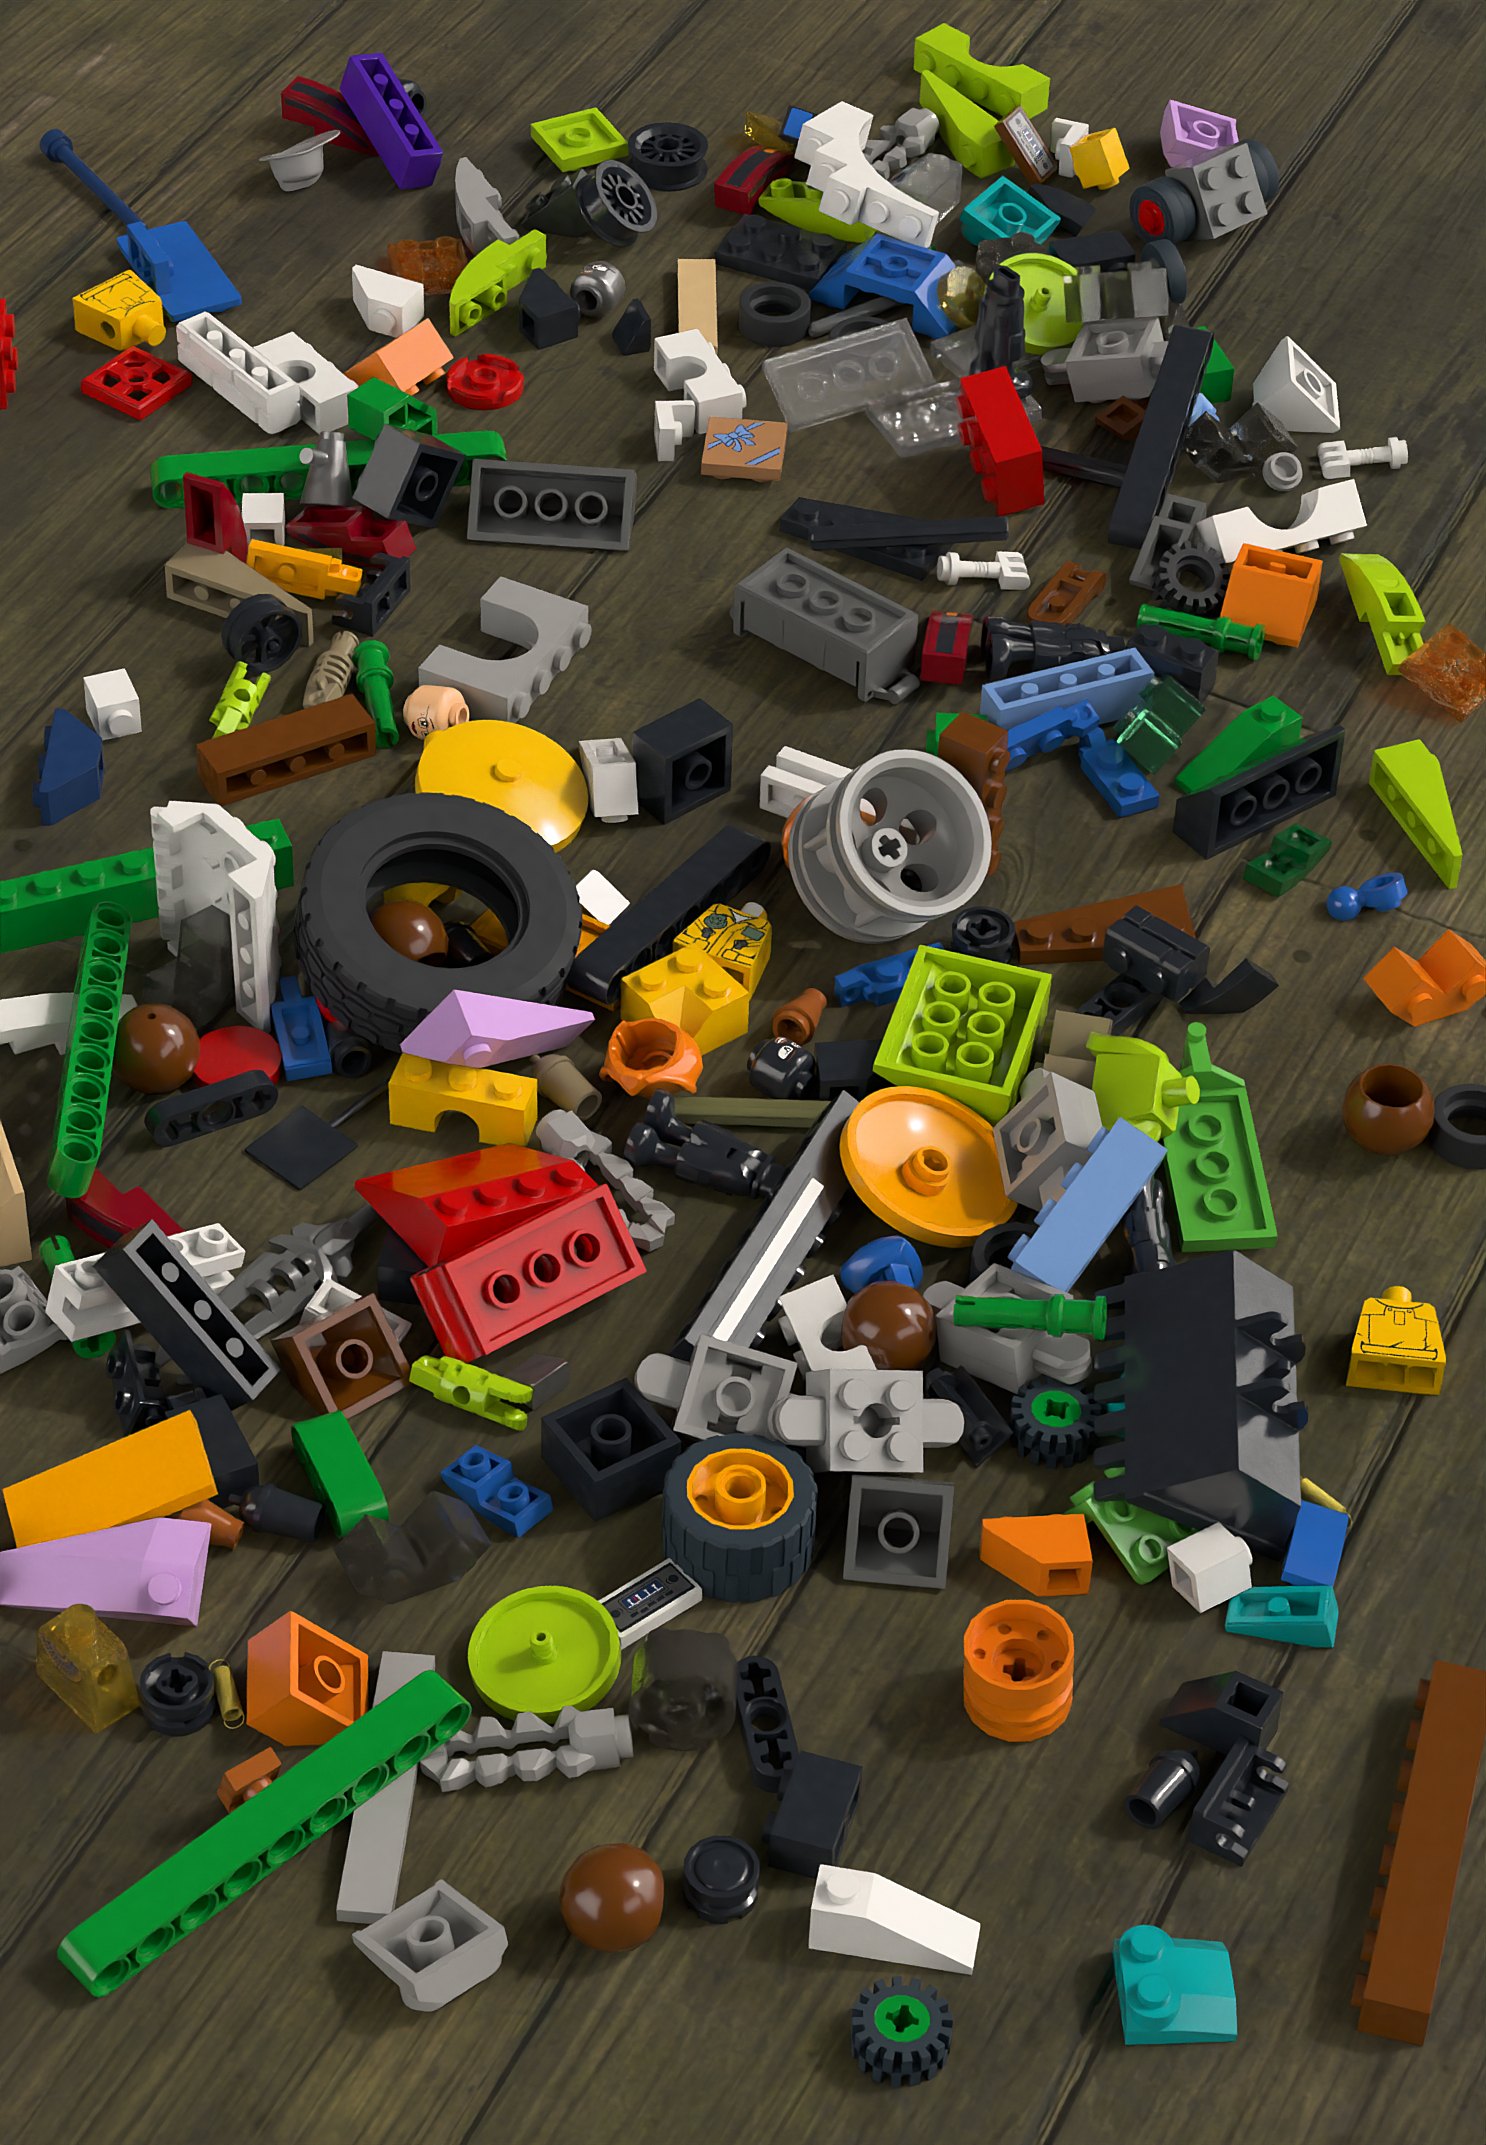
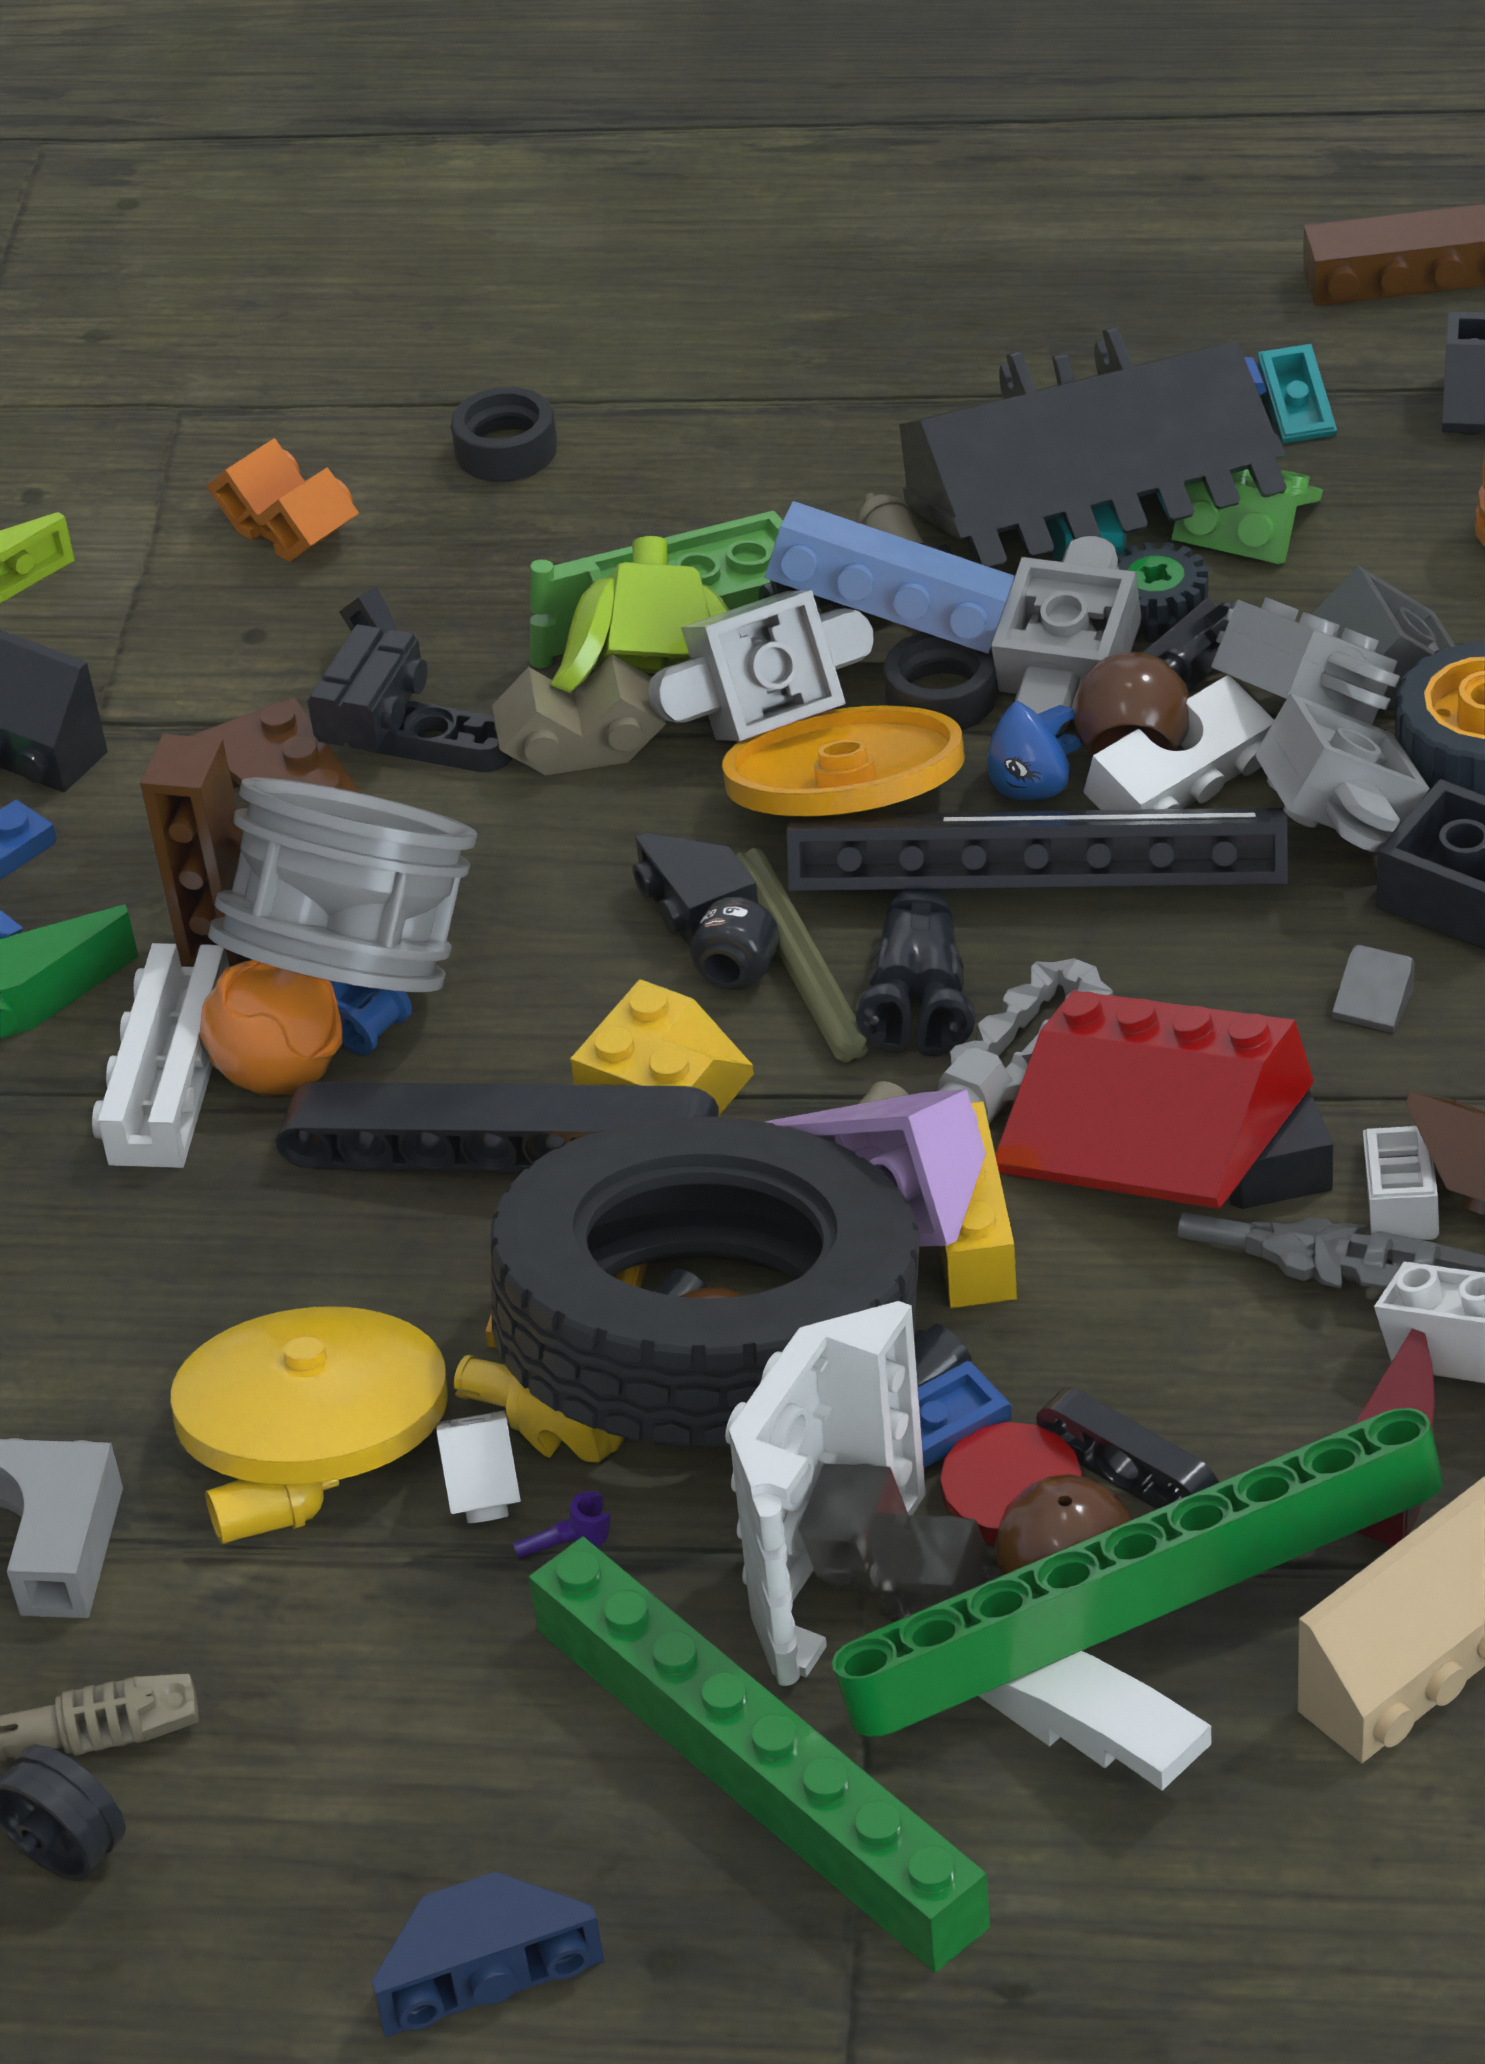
camera: 105 degrees left, 0 degrees up
(112, 704) = (296, 1962): white brick -> none
(238, 701) = (225, 1803): lime hinge -> none
(286, 750) = (314, 1692): reddish brown brick -> none
(306, 1145) = (1109, 1356): black piece -> none
(375, 681) = (91, 1657): green pin -> none
(434, 709) = (149, 1544): light nougat head -> none
(460, 1289) = (1337, 1026): hinge -> none
(472, 1389) = (1438, 1026): lime hinge -> none
(600, 898) = (468, 1241): slope -> none
(609, 779) = (229, 1282): white slope -> none
(651, 1057) = (802, 1043): orange helmet -> none
(682, 760) = (178, 1208): black brick -> none
(733, 940) = (517, 1049): yellow torso -> none
(800, 1017) = (611, 970): dark orange cone -> none
(876, 980) = (496, 933): blue hinge -> none
(965, 1029) = (597, 781): lime slope -> none
(1040, 1552) = (1344, 533): orange slope -> none
(1052, 1315) = (1081, 541): green pin -> none
(1210, 1567) = (1303, 427): white brick -> none
(1288, 861) = (116, 681): dark green slope -> none
(1381, 892) = (149, 614): blue plate -> none
(1388, 1109) = (542, 463): reddish brown helmet -> none
(1397, 1346) = (874, 398): yellow torso -> none

